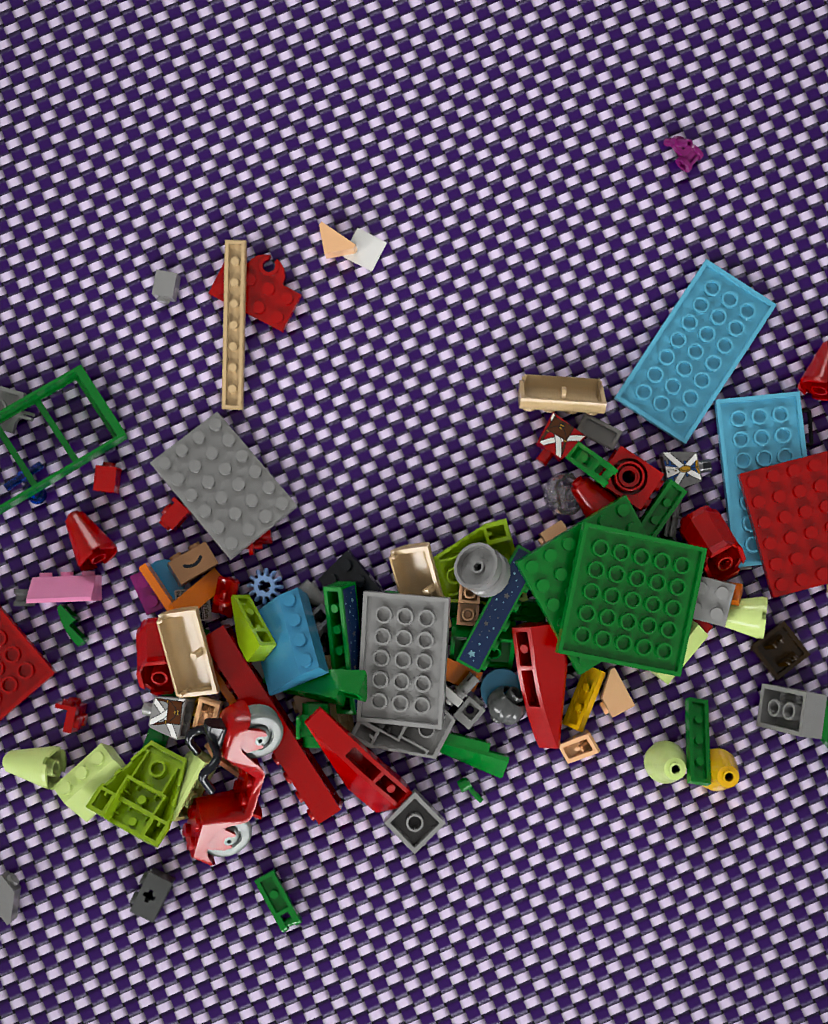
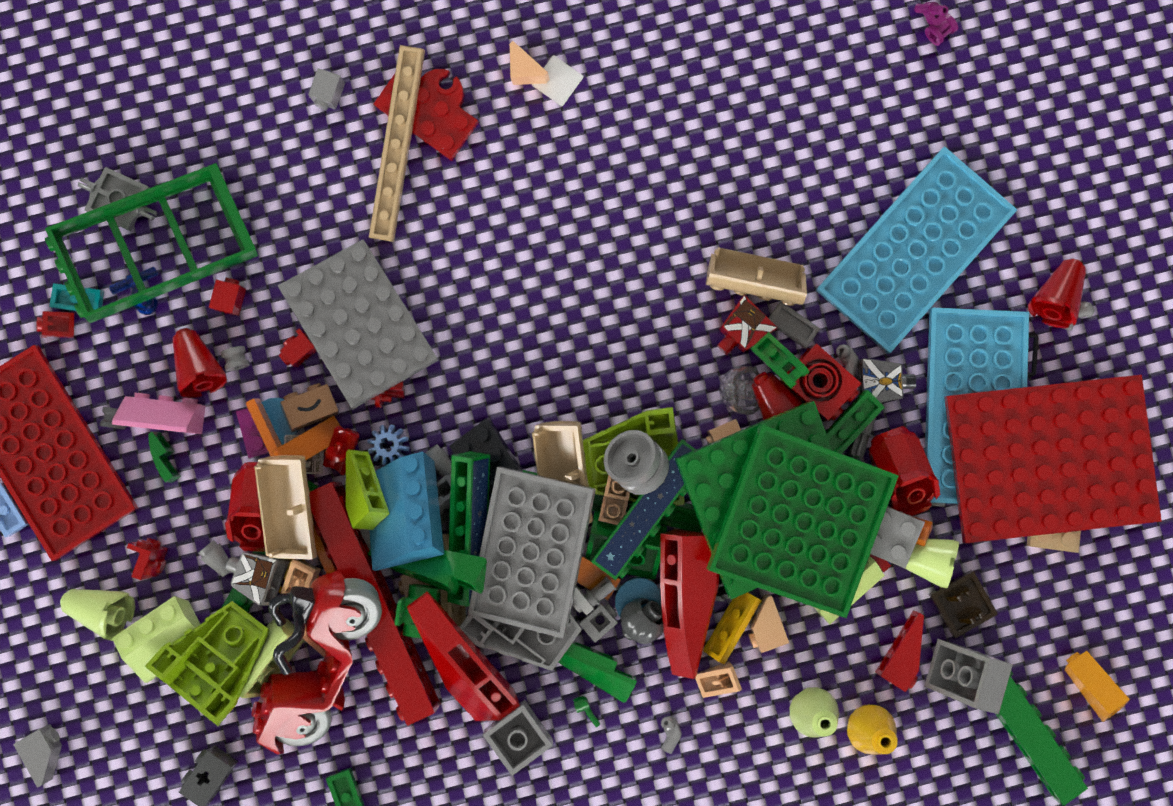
camera: 10 degrees right, 0 degrees up
(121, 531) = (235, 358): none -> light grey wheel
(130, 705) = (215, 557): none -> light grey cone
(546, 797) = (672, 732): none -> light grey arm
(650, 453) = (848, 358): none -> light grey arm
(697, 741) = (854, 695): green plate -> none
(734, 705) = (903, 657): none -> red slope

